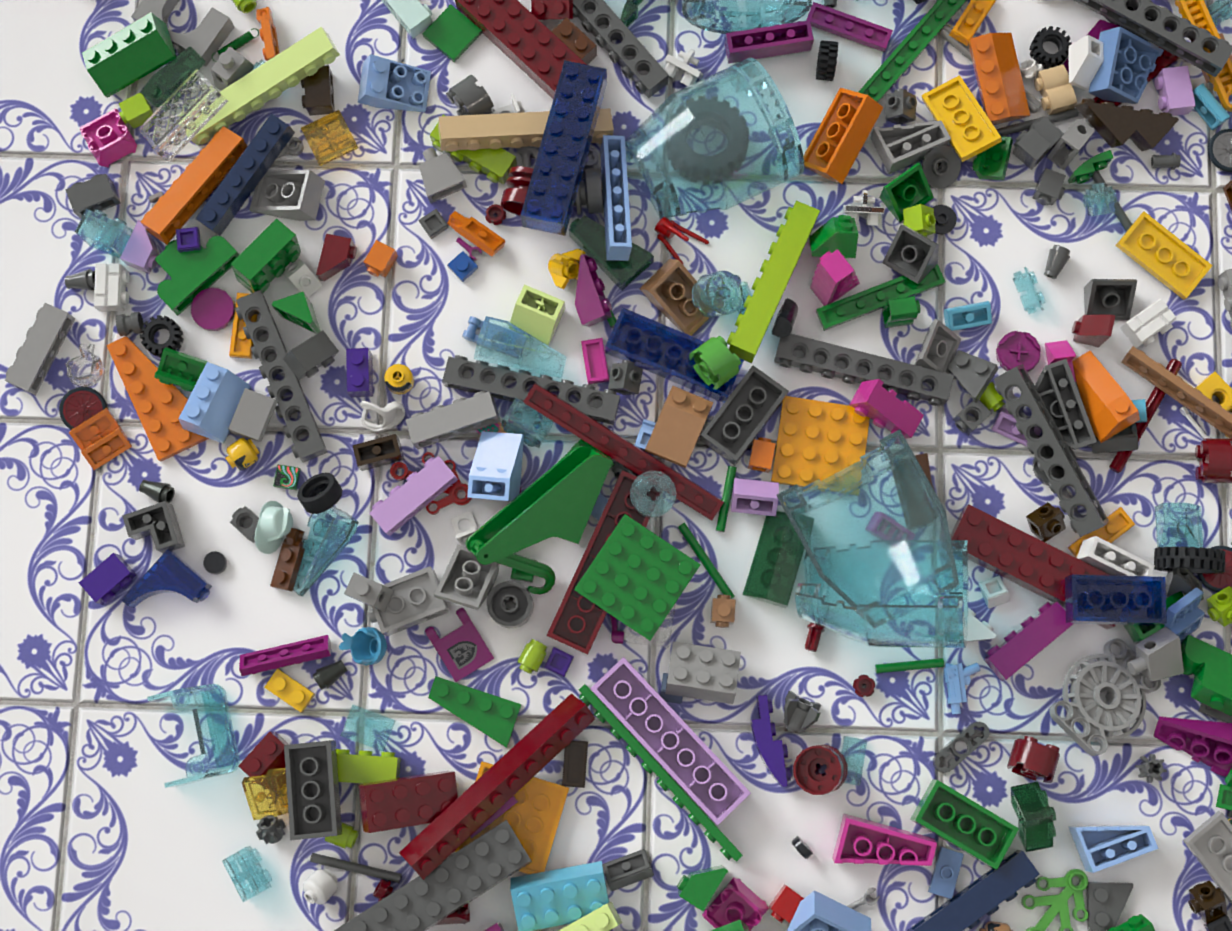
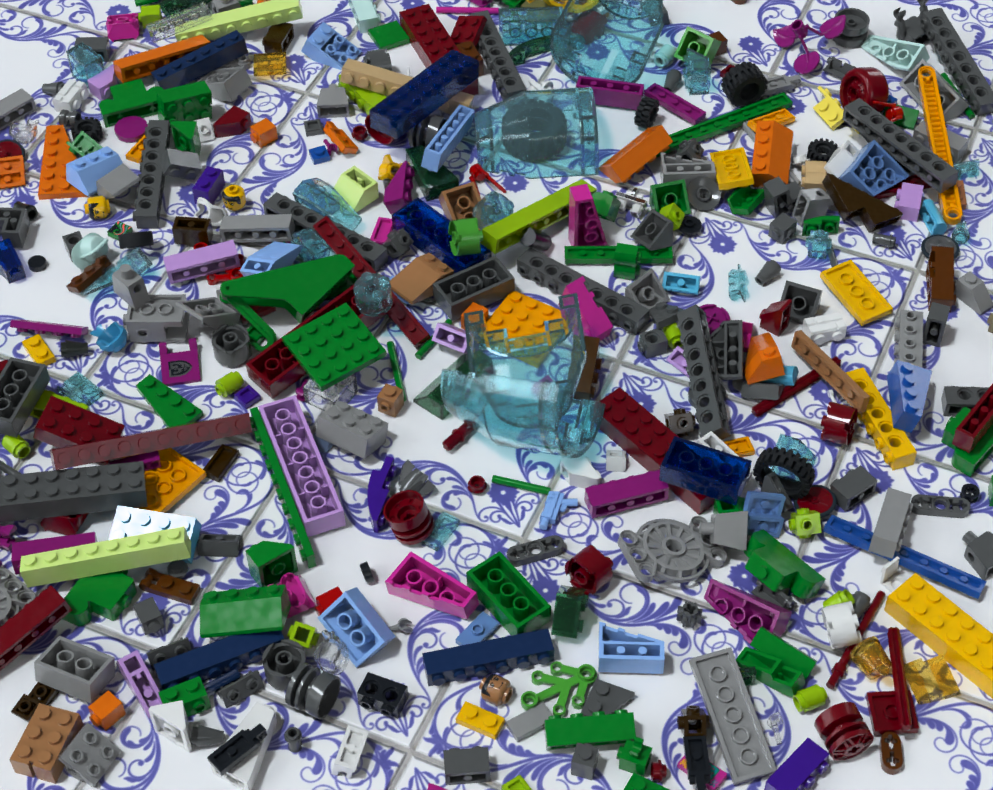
camera: 20 degrees right, 30 degrees down
(188, 239) = (138, 81): dark purple tile -> none

